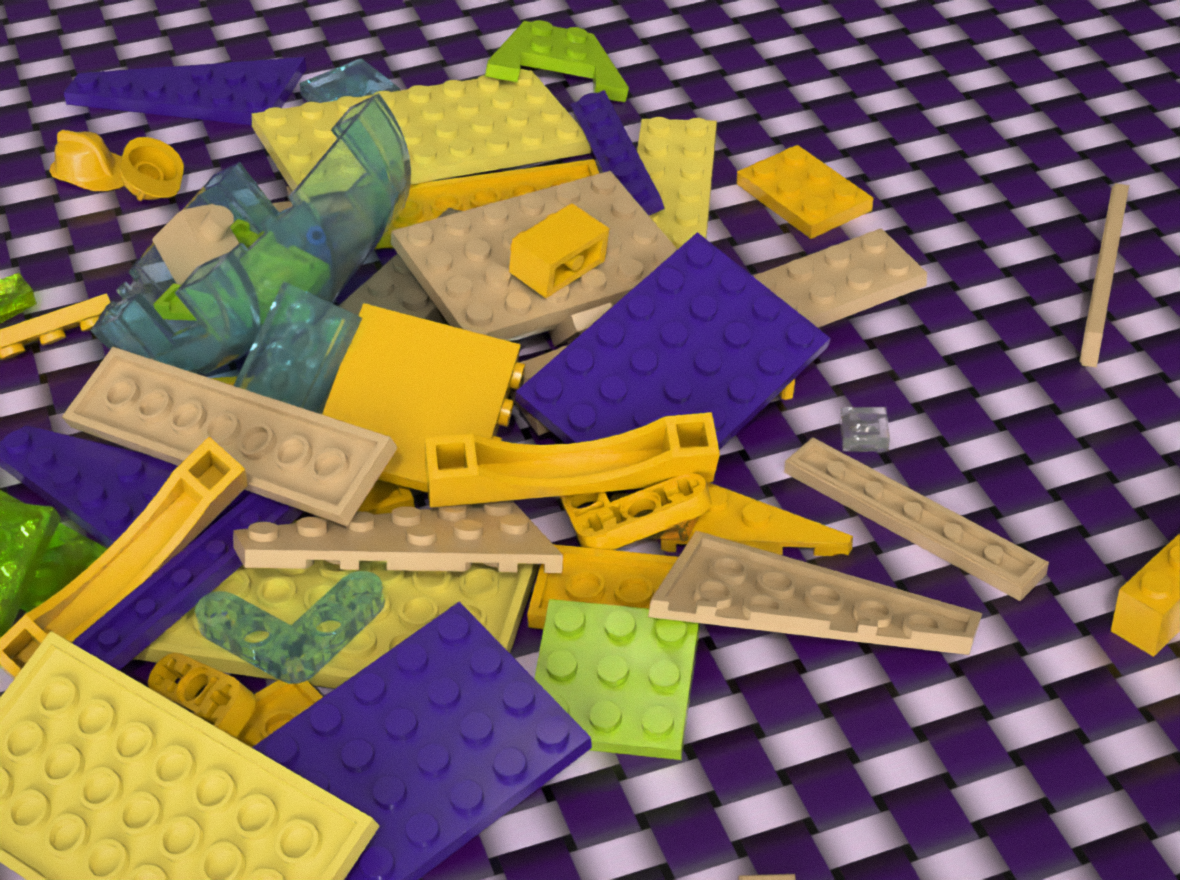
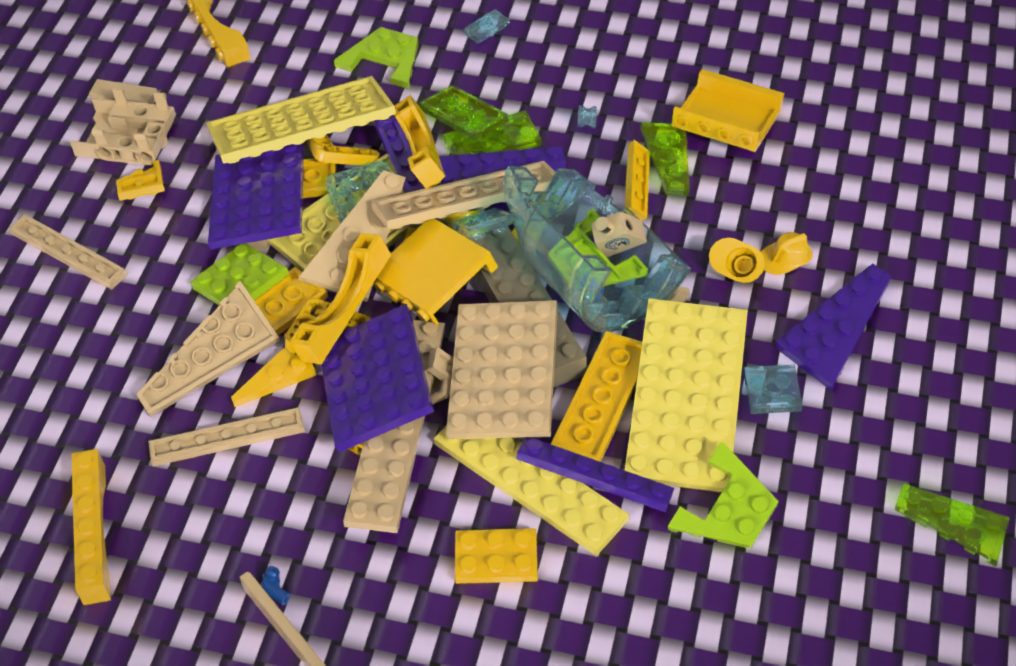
camera: 125 degrees right, 10 degrees up
(558, 250) = (478, 354): yellow brick -> none
(864, 429) = (288, 448): clear plate -> none
(1065, 332) = (271, 585): none -> blue arm

